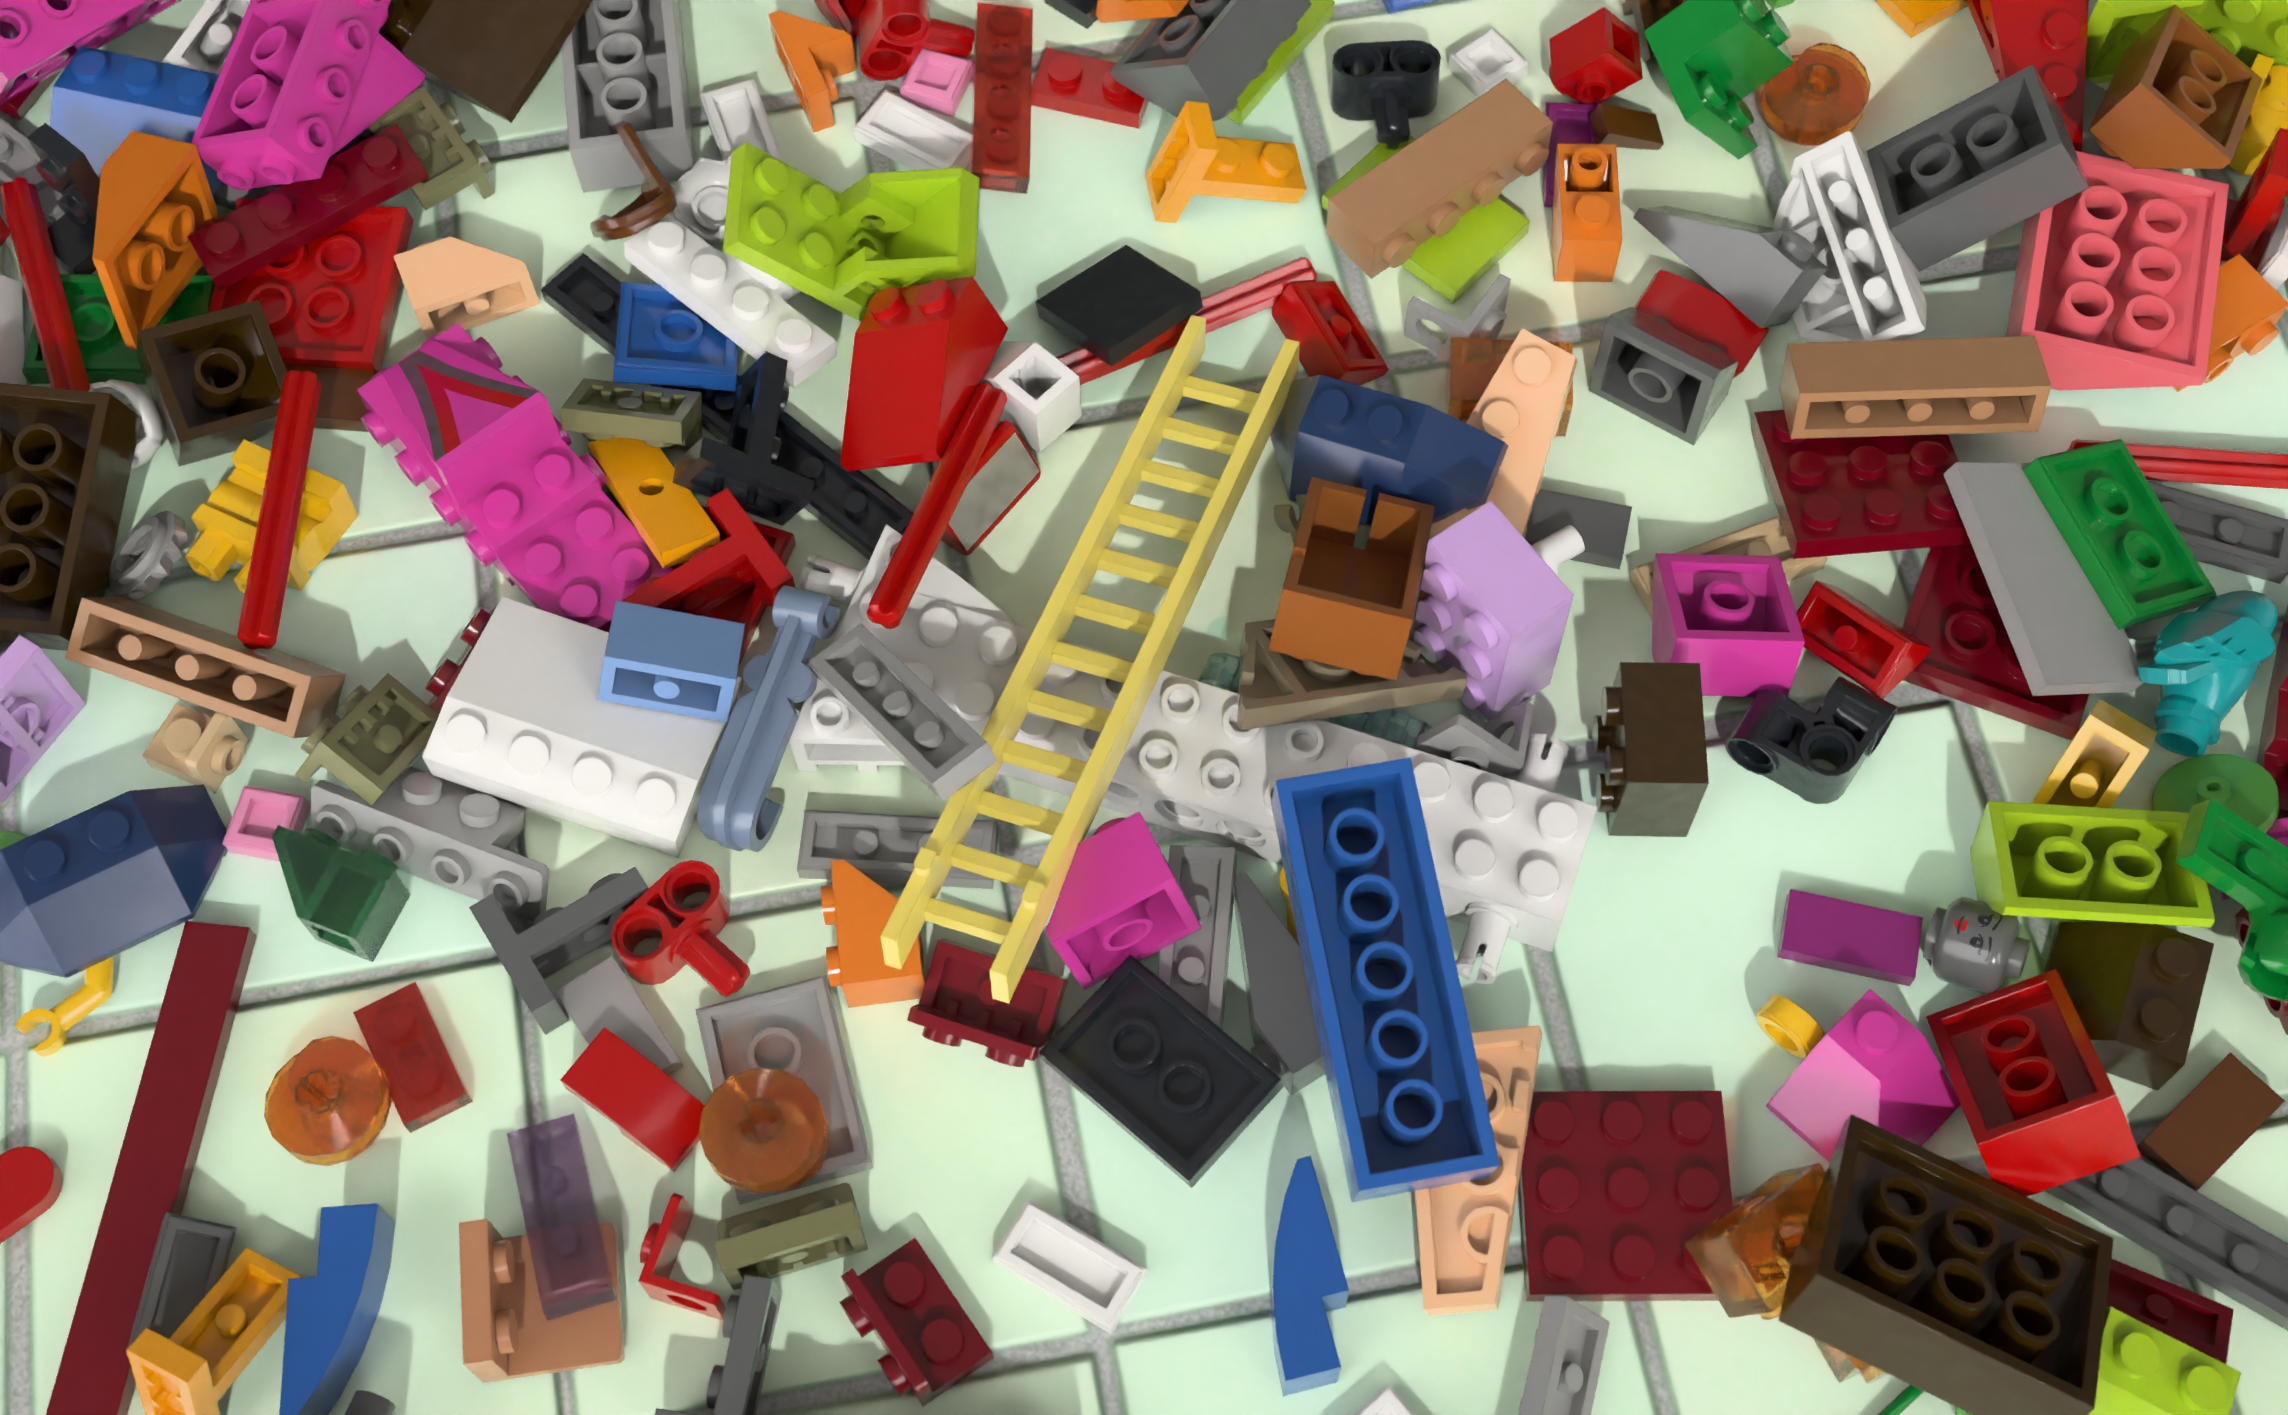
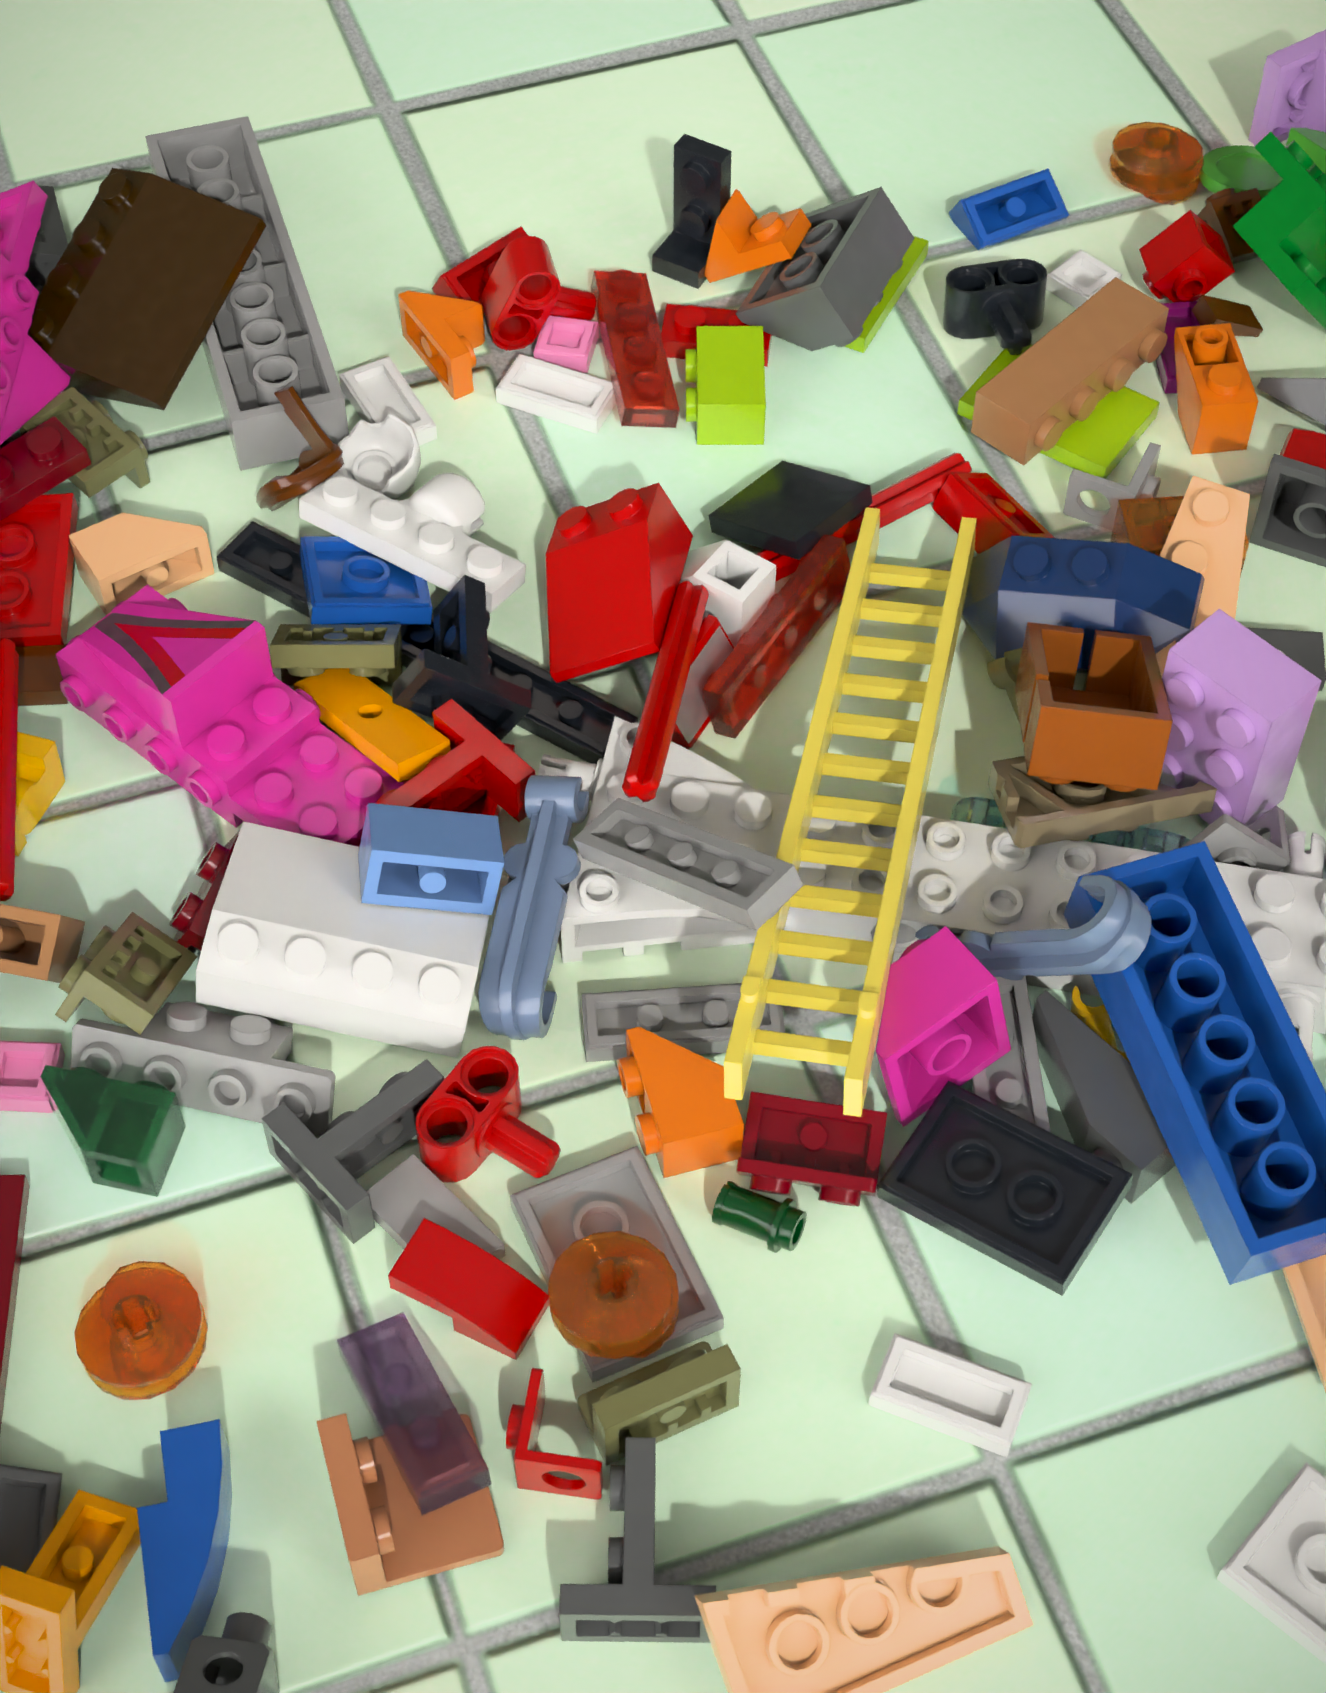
camera: 10 degrees left, 10 degrees down
(413, 1056) = (229, 1284): clear red plate -> none
(855, 242) = (583, 460): lime bracket -> none
(916, 1321) = (805, 1470): dark red bracket -> none
(937, 1071) = (760, 1216): none -> dark green pin
(1073, 448) = (777, 637): none -> clear red plate
(1087, 152) = (729, 385): none -> lime brick
(1212, 165) = (844, 376): light orange bracket -> none
(1282, 857) = (1100, 946): none -> sand blue piece
(1305, 1286) = (1200, 1378): blue slope -> none

